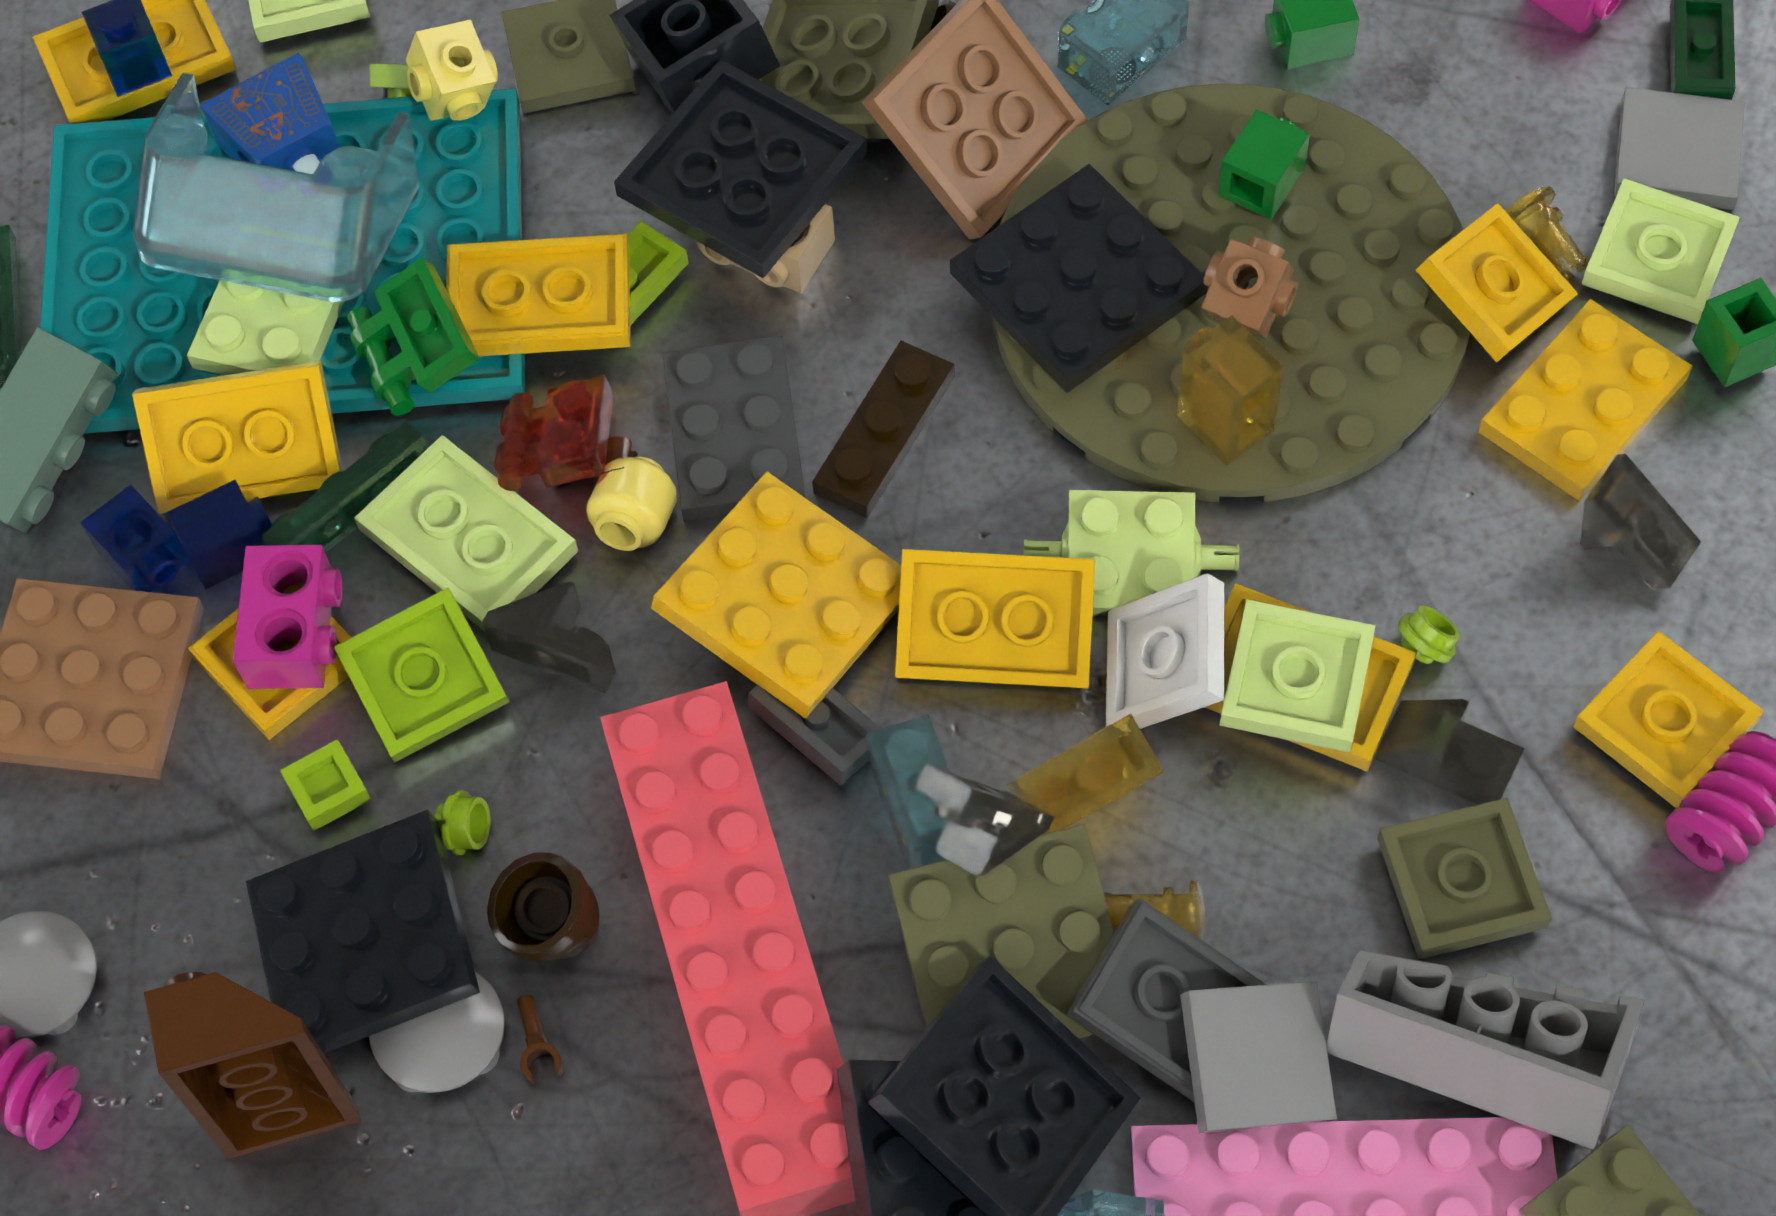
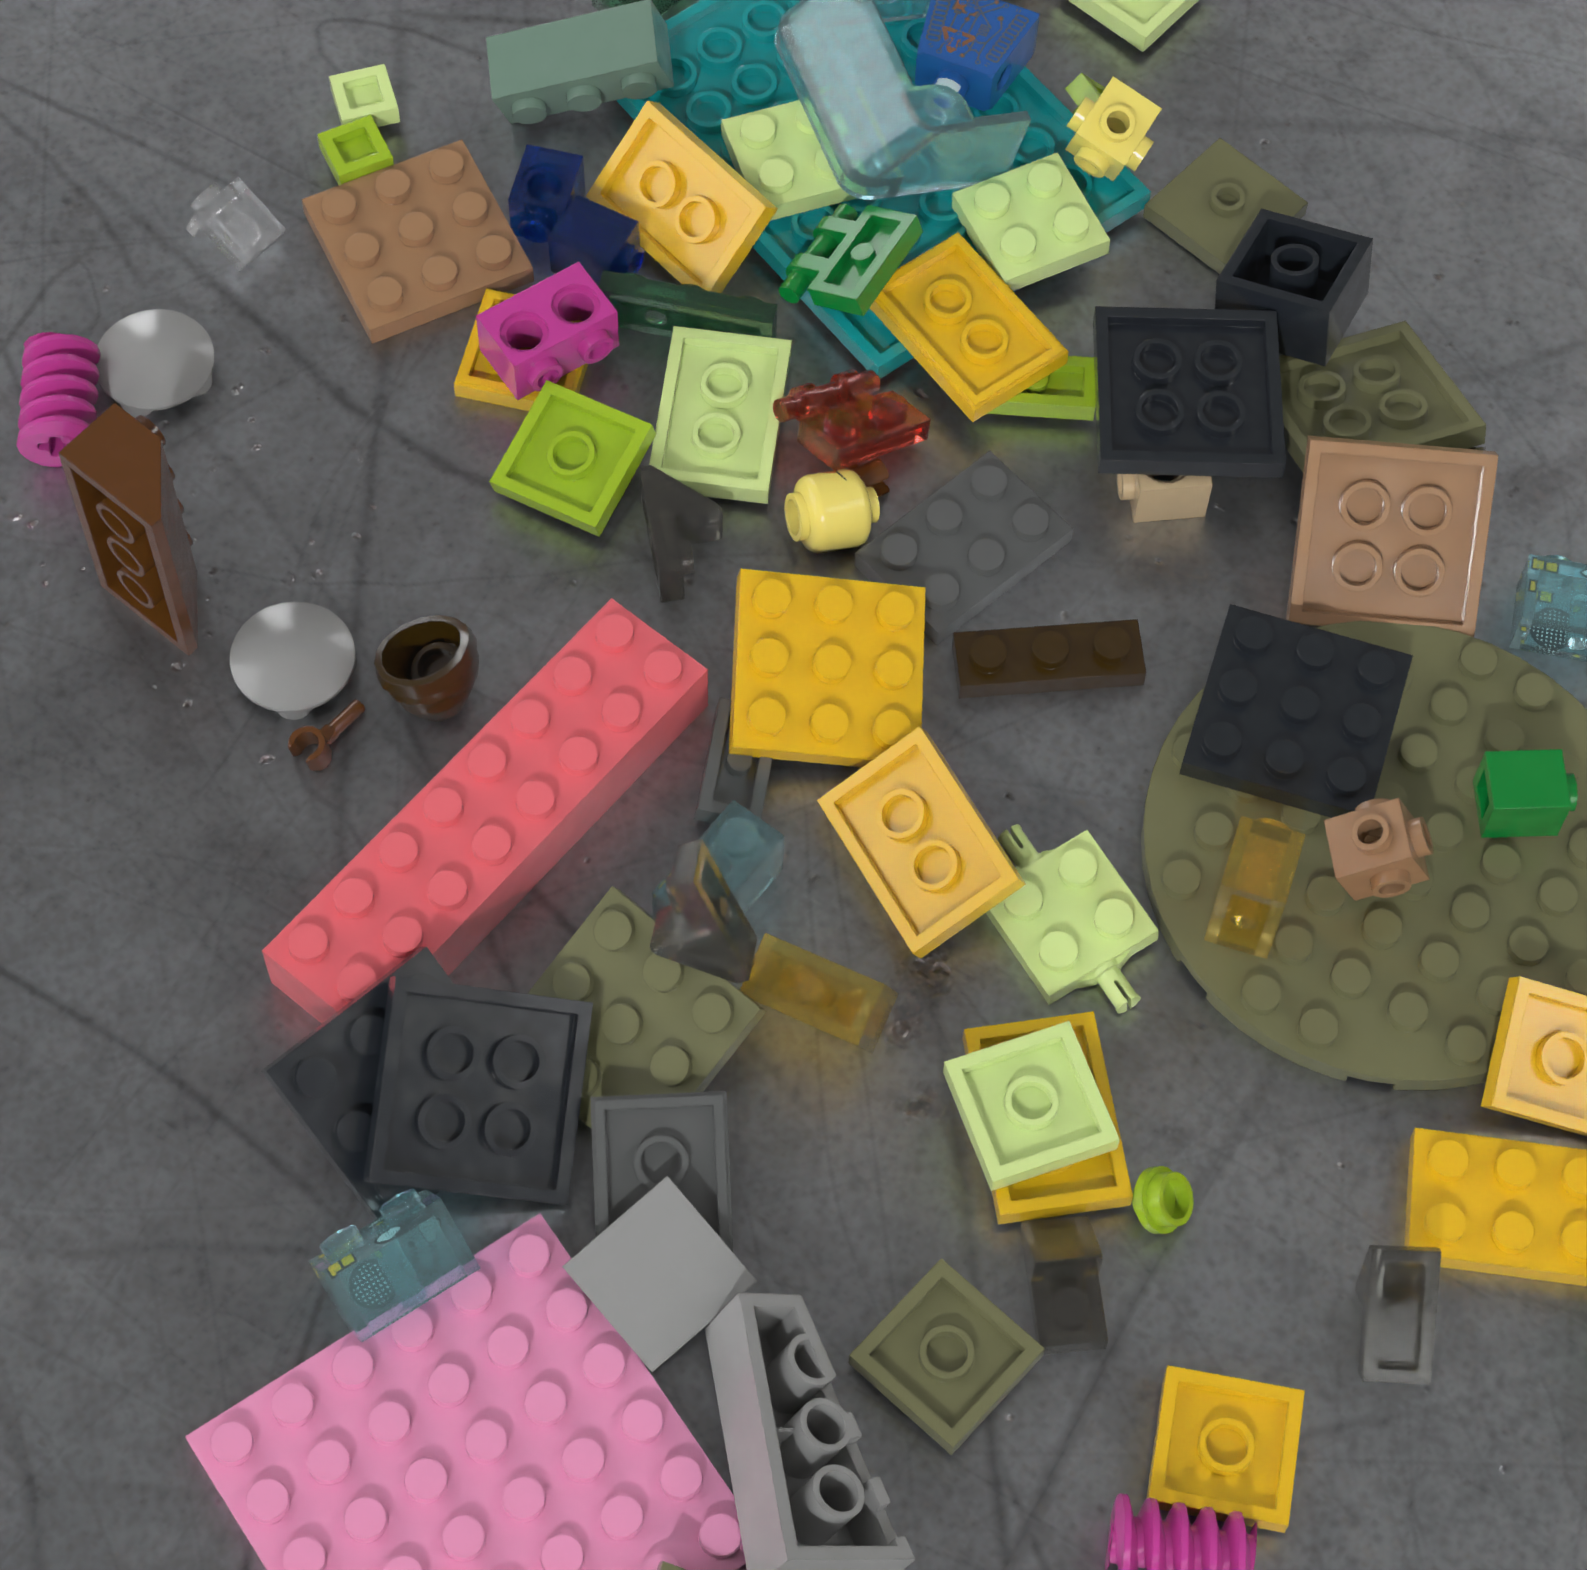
camera: 50 degrees right, 0 degrees up
(325, 785) = (437, 453): lime plate -> none
(364, 933) = (325, 556): black plate -> none
(463, 822) = (471, 568): lime plate -> none
(477, 187) = (1031, 222): none -> yellowish green plate
(1166, 653) = (980, 991): white plate -> none
(1184, 909) = (750, 1134): clear yellow pin -> none

